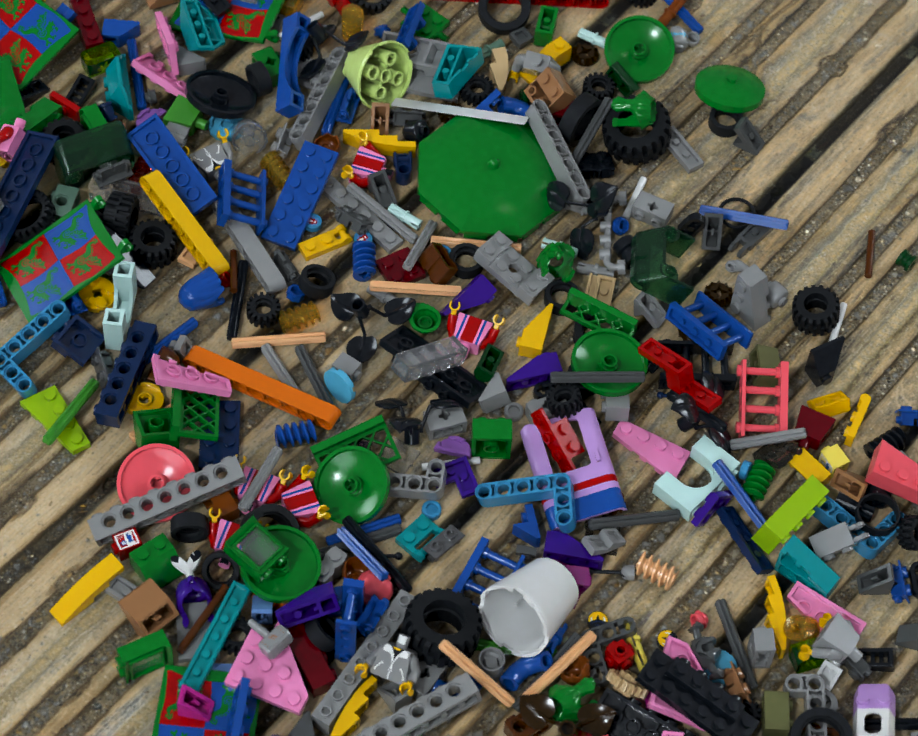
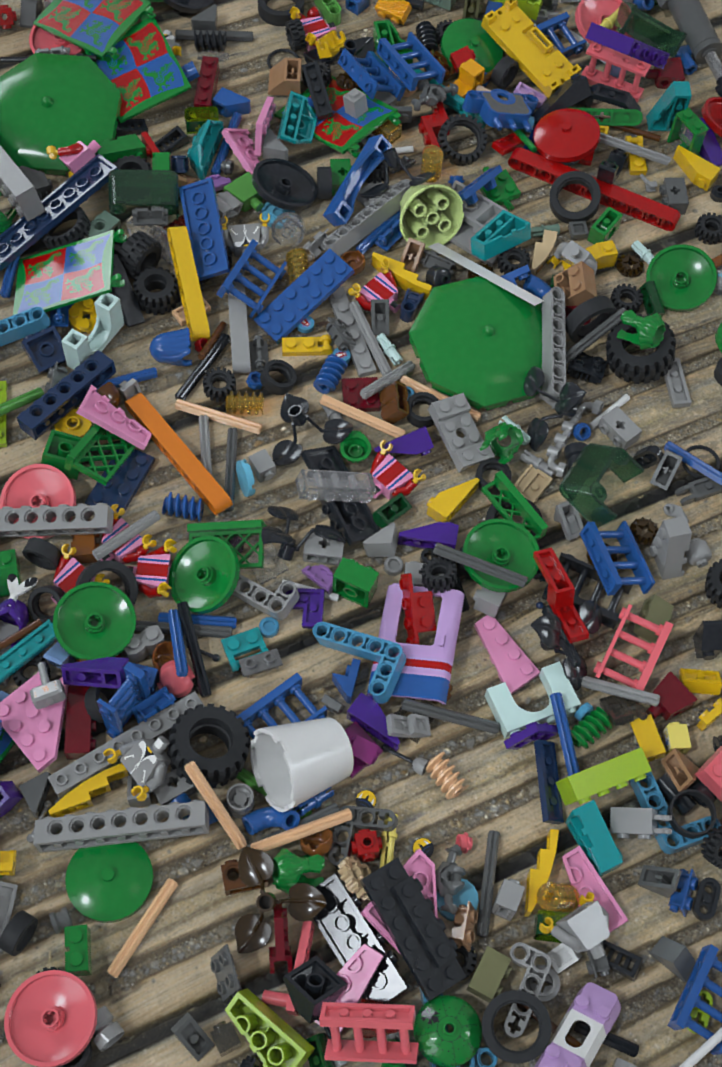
camera: 25 degrees right, 5 degrees up
(256, 550) = (74, 600): green window -> none

